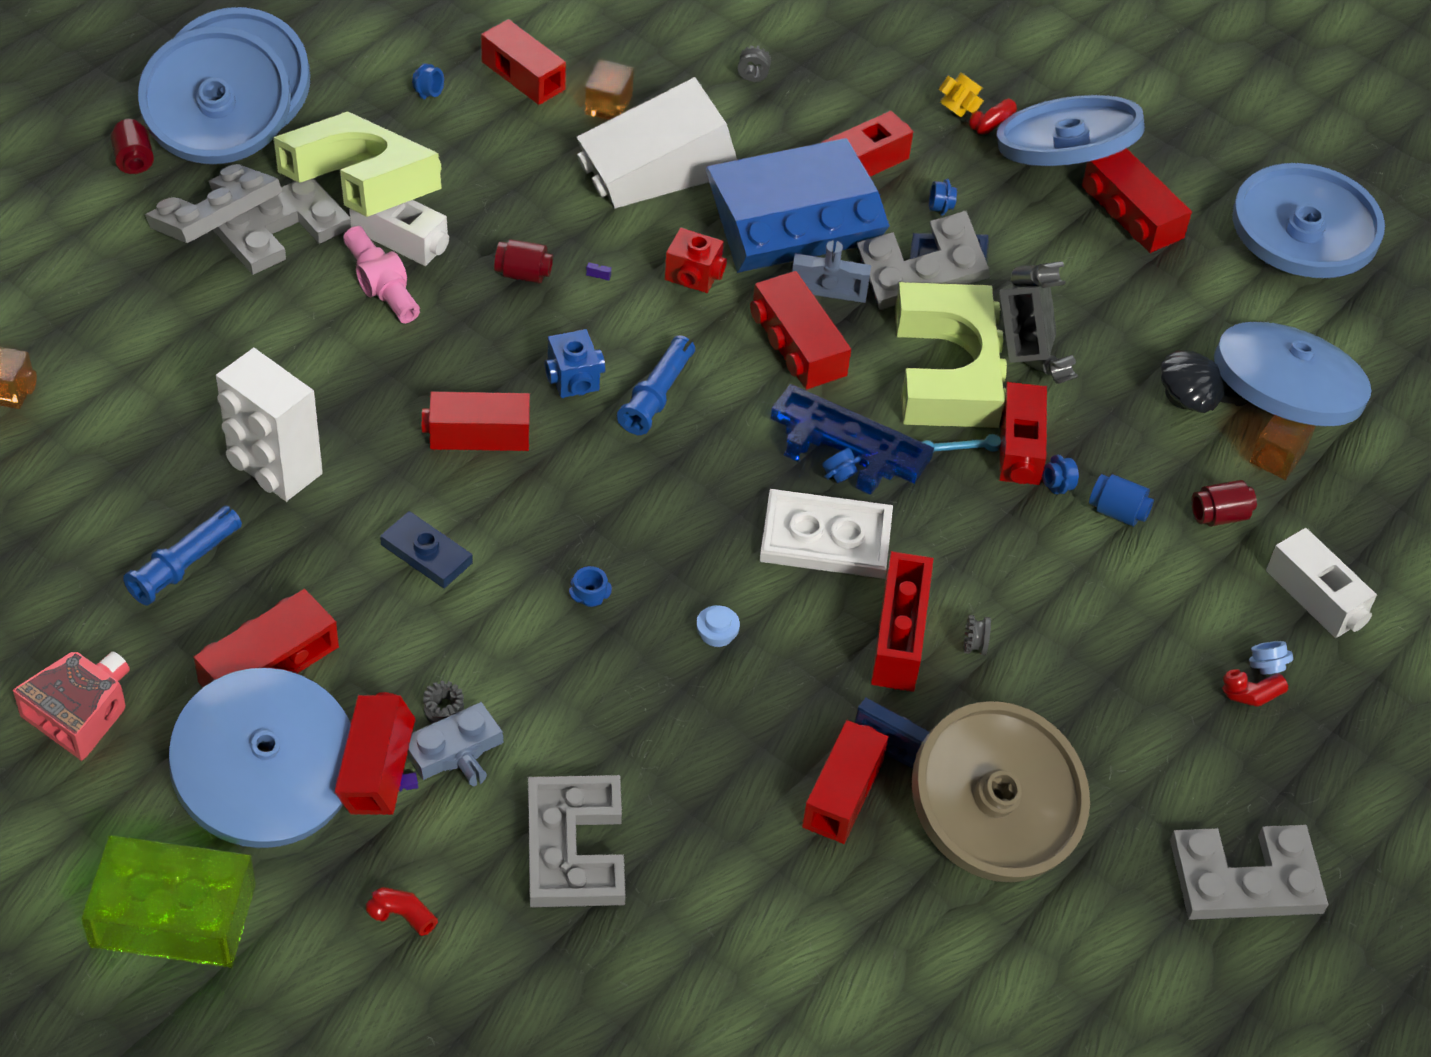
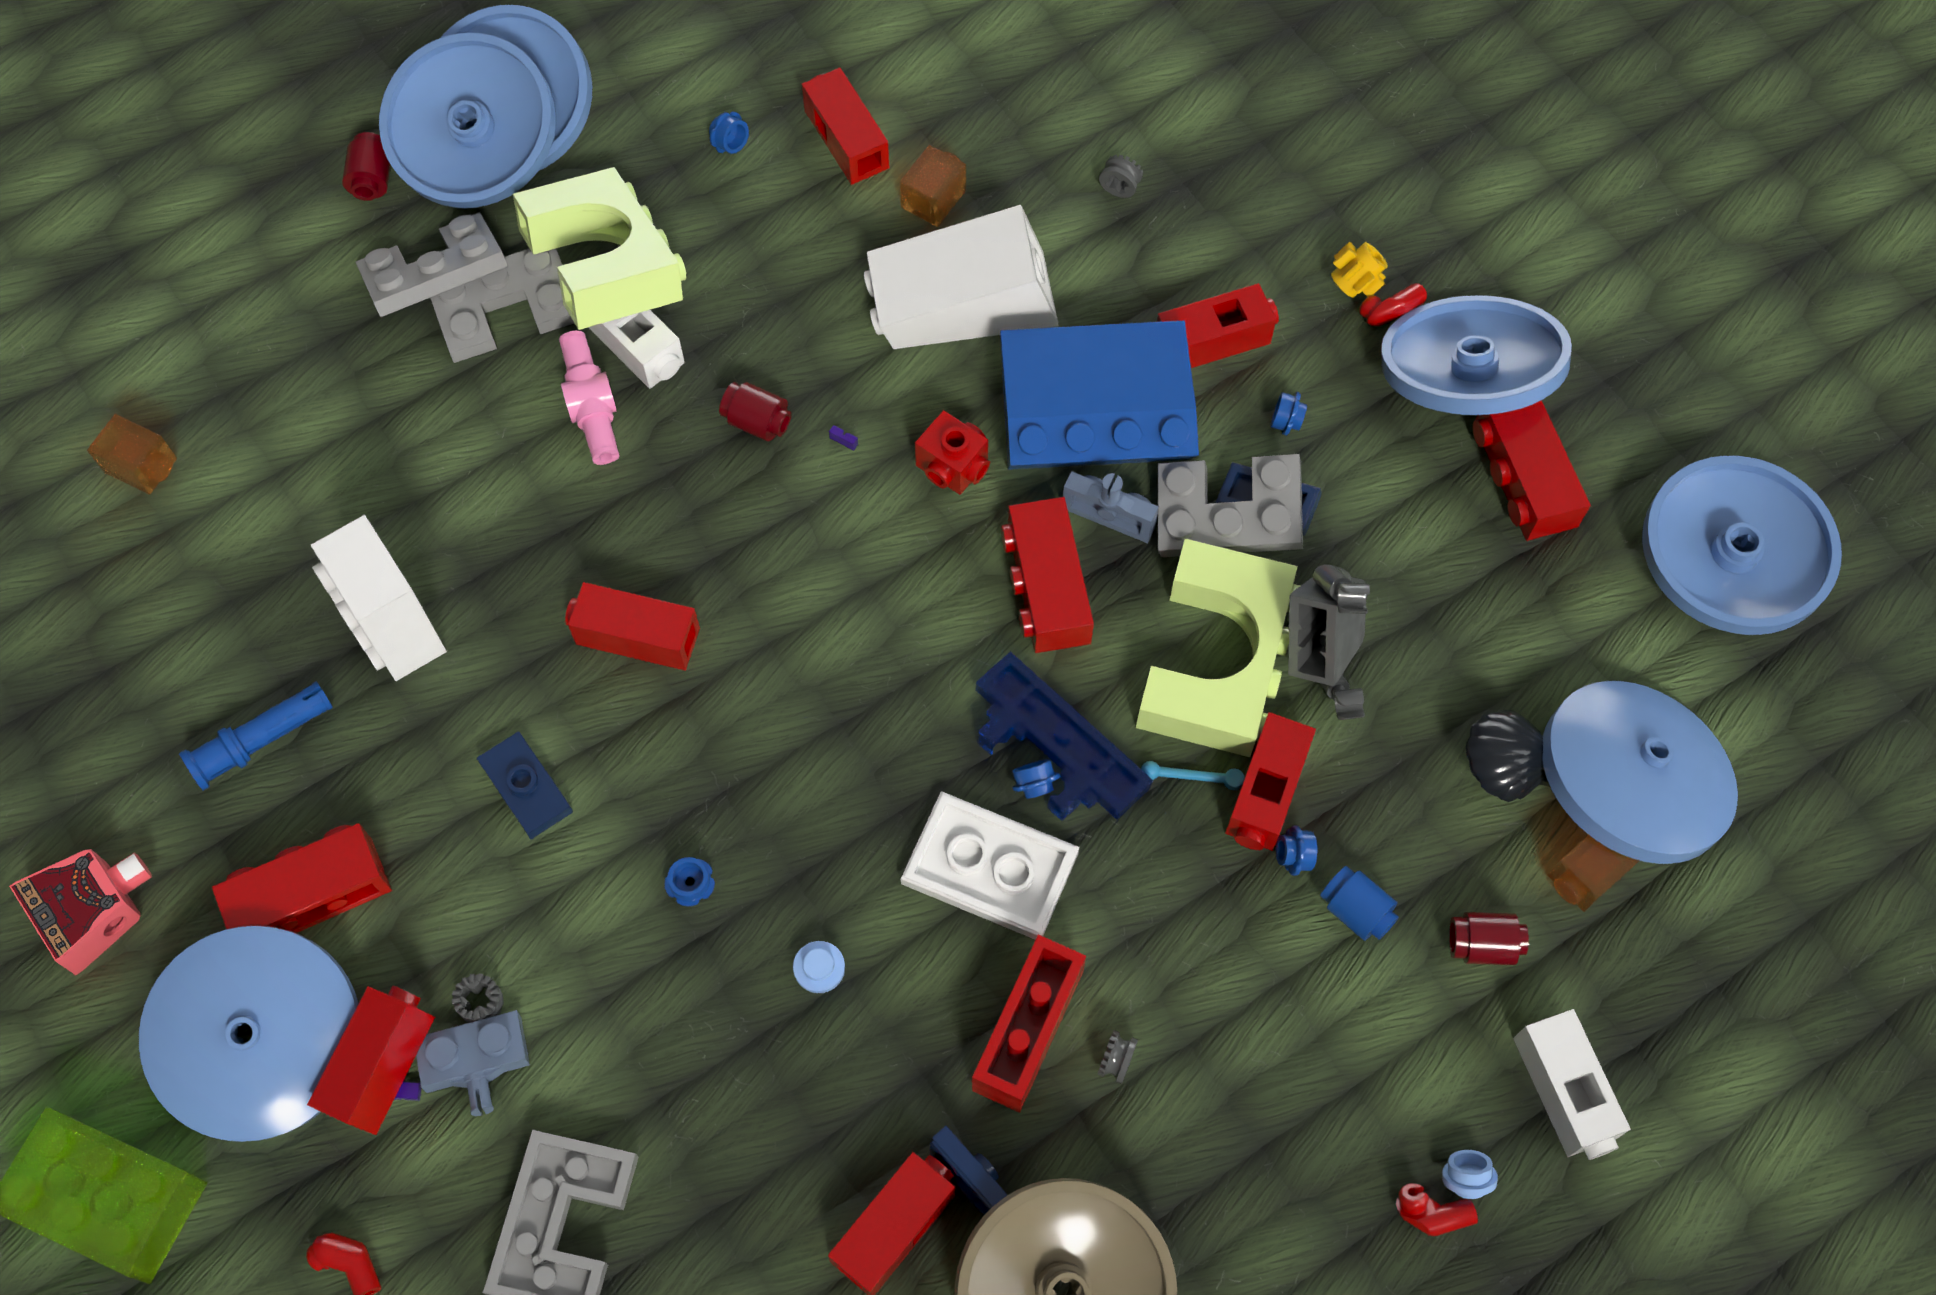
camera: 20 degrees right, 15 degrees up
(571, 371) = (763, 572): blue brick -> none
(650, 395) = (843, 630): blue pin -> none

